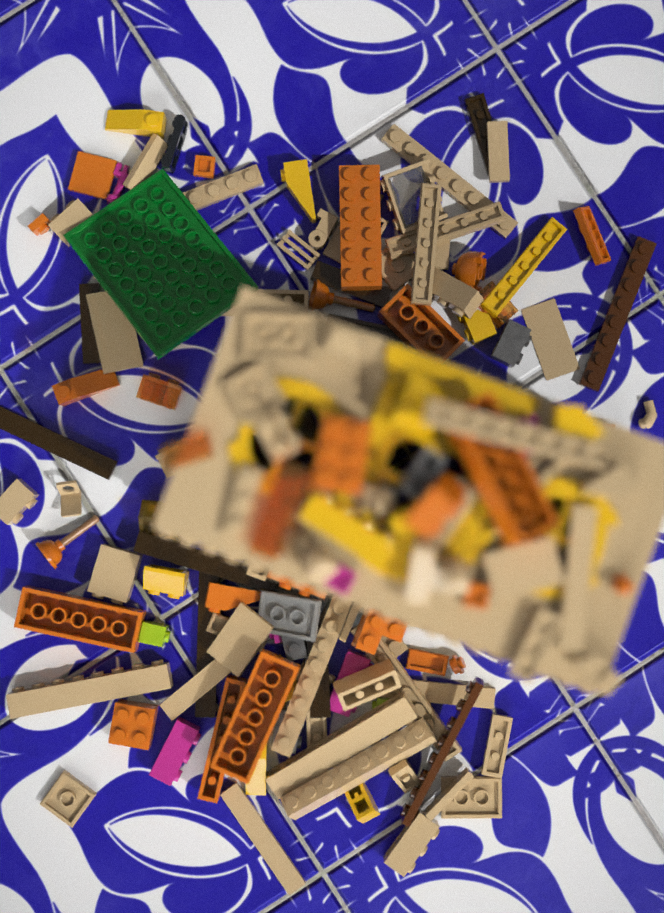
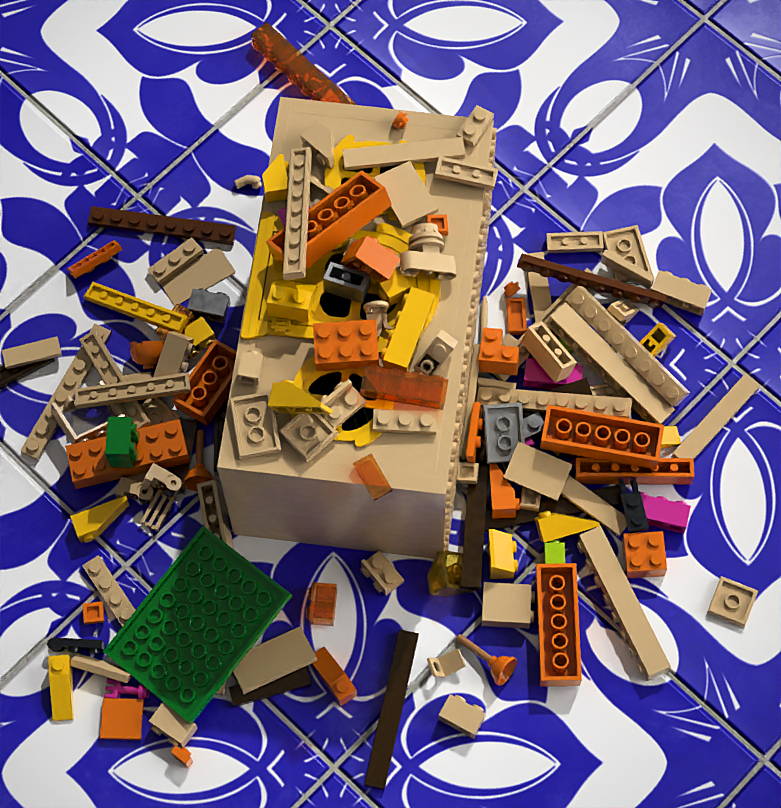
camera: 100 degrees left, 20 degrees down
(180, 726) = (633, 507): none -> black hinge
(183, 648) = (555, 525): none -> yellow slope
(288, 386) = (290, 399): none -> yellow slope
(317, 264) = (162, 480): none -> tan leg
(341, 580) = (452, 327): dark pink plate -> none
(360, 217) = (121, 442): none -> green brick
(572, 319) = (175, 260): none -> tan plate

